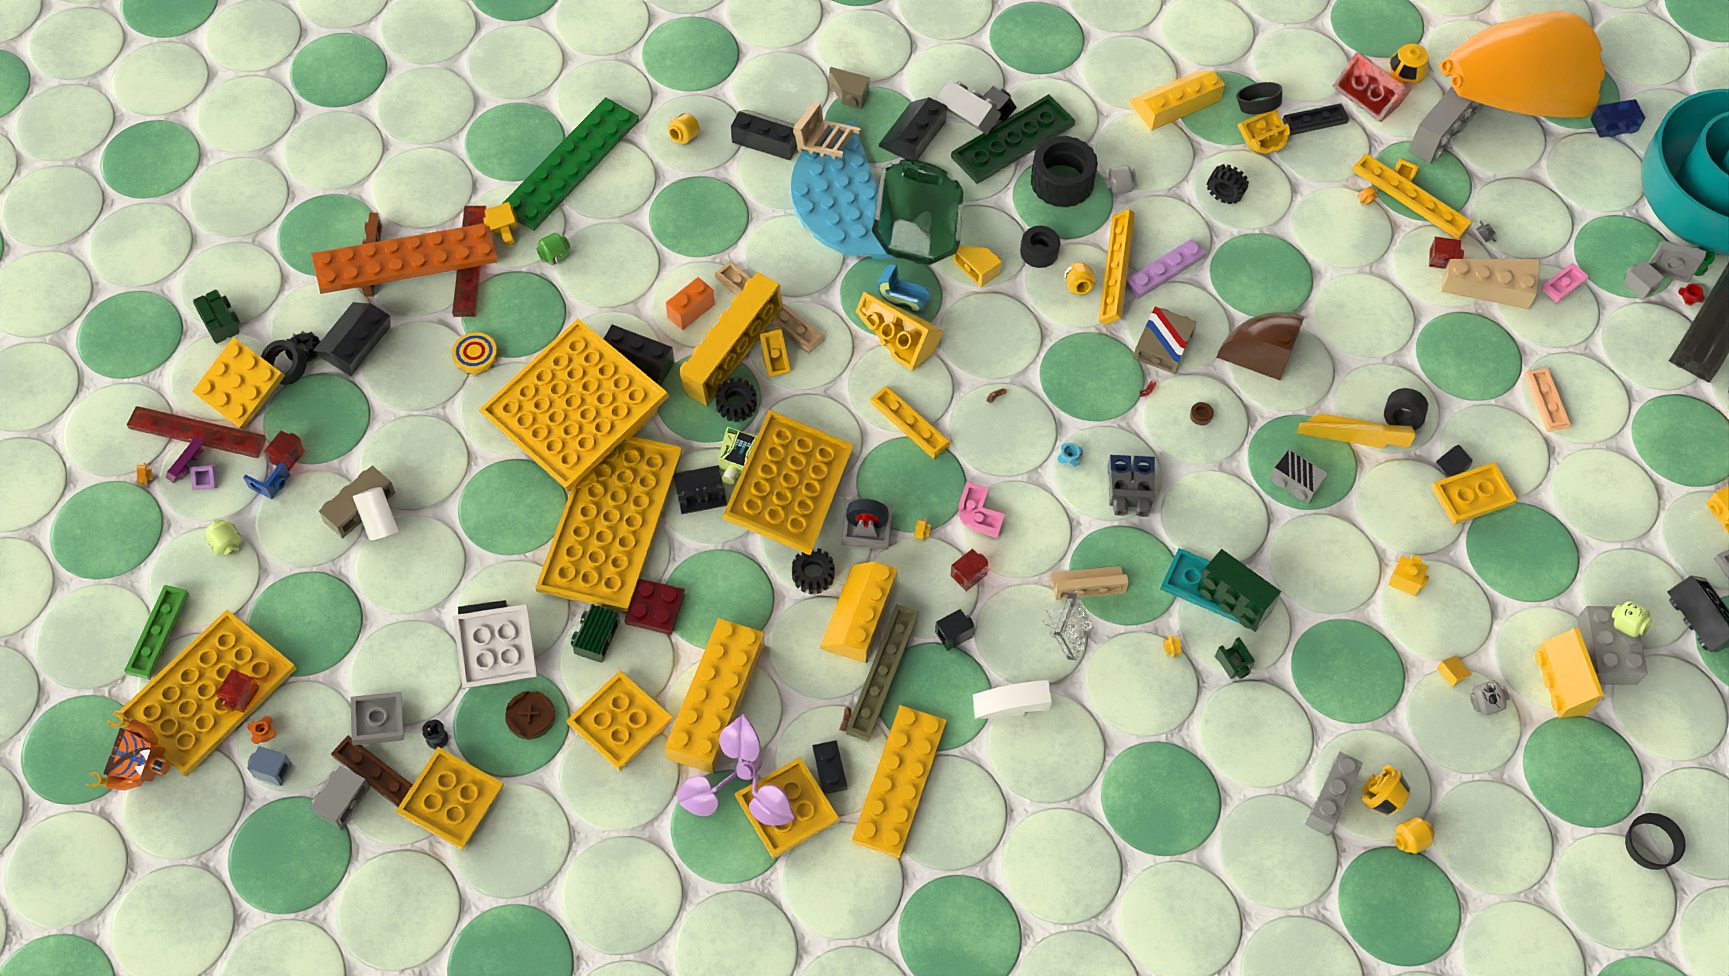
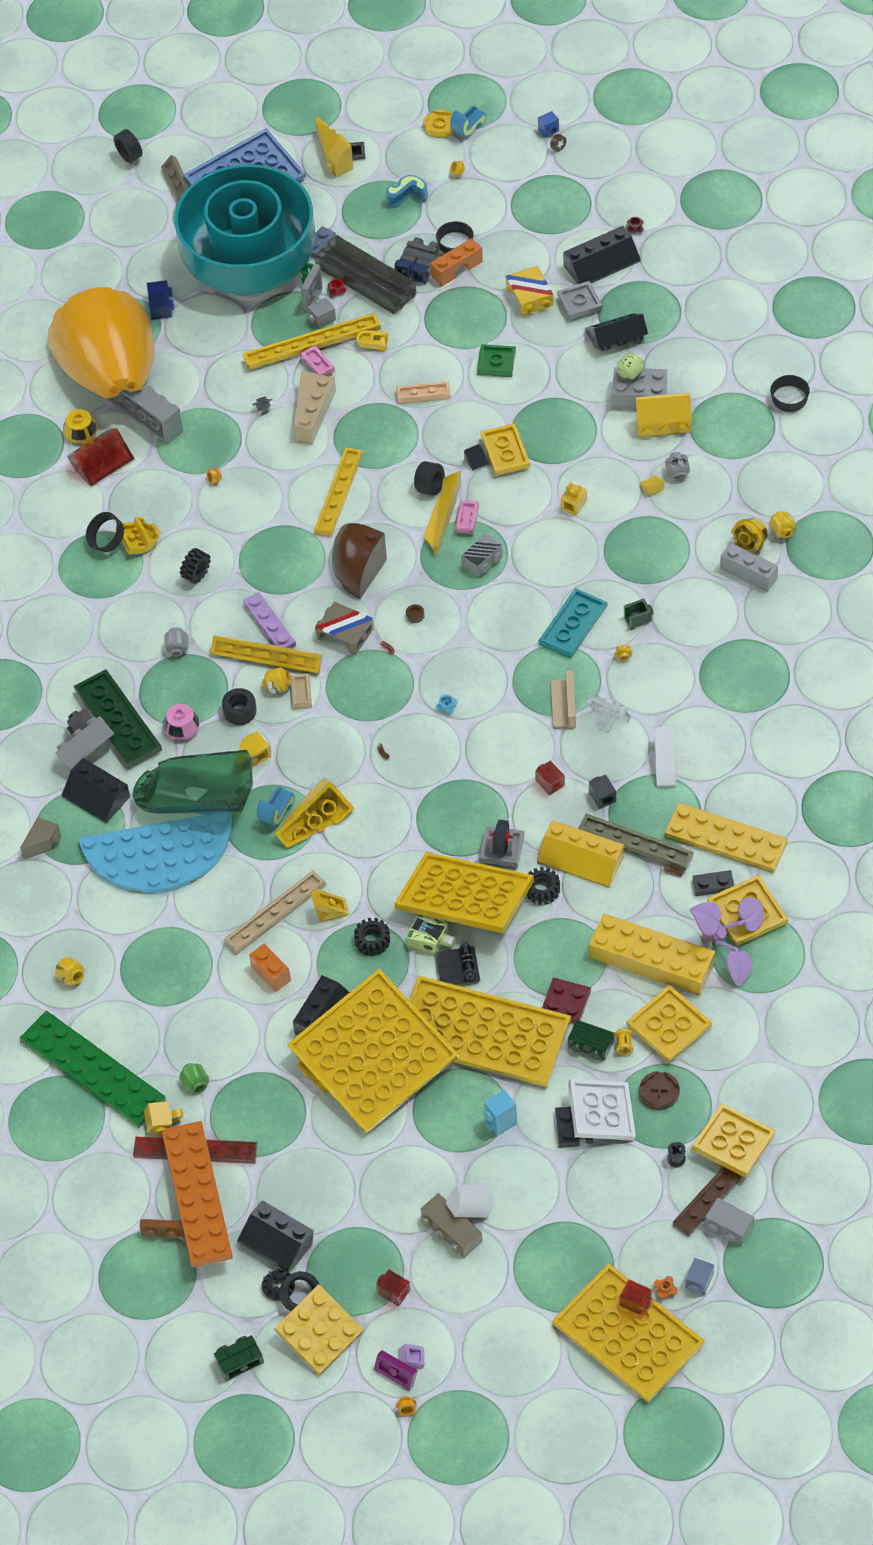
camera: 80 degrees left, 5 degrees down
(134, 756) = (692, 1375): orange torso -> none
(156, 632) = (569, 1377): bright green plate -> none
(187, 429) = (362, 1369): clear red tile -> none
(223, 537) = (480, 1330): yellowish green head -> none
(273, 484) = (426, 1292): blue bracket -> none
(377, 718) = (660, 1197): light grey plate -> none
(474, 352) = (300, 1141): yellow tile -> none
(490, 537) = (500, 1113): none -> medium azure brick
(593, 670) = (624, 1042): none -> yellow bush
(731, 338) = (318, 929): yellow brick -> none
(764, 134) = (83, 905): black slope -> none
(812, 130) = (98, 865): tan plate -> none
(910, 422) = (404, 813): yellow tile -> none
(922, 529) = (509, 809): yellow plate -> none
(974, 515) = (496, 773): bright pink plate -> none
(1012, 195) = (181, 722): none -> bright pink cone
(1067, 152) = (159, 663): black tyre -> none
(1072, 307) = (301, 691): none -> tan tile
(1133, 491) = (480, 663): dark grey hips -> none
(1179, 98) = (88, 593): yellow slope -> none
(1238, 590) = (587, 598): dark green brick -> none
(1316, 119) = (125, 500): black tile -> none
(1357, 457) = (467, 517): none -> bright pink plate
(1372, 321) = (338, 492): none -> yellow tile
(1406, 169) = (191, 448): yellow slope -> none
(1412, 196) = (218, 446): yellow plate -> none
(1443, 250) = (280, 432): clear red brick -> none
(1599, 278) = (320, 338): none -> yellow plate
(1616, 330) = (369, 340): none -> yellow plate
(1621, 477) = (496, 360): none -> green tile

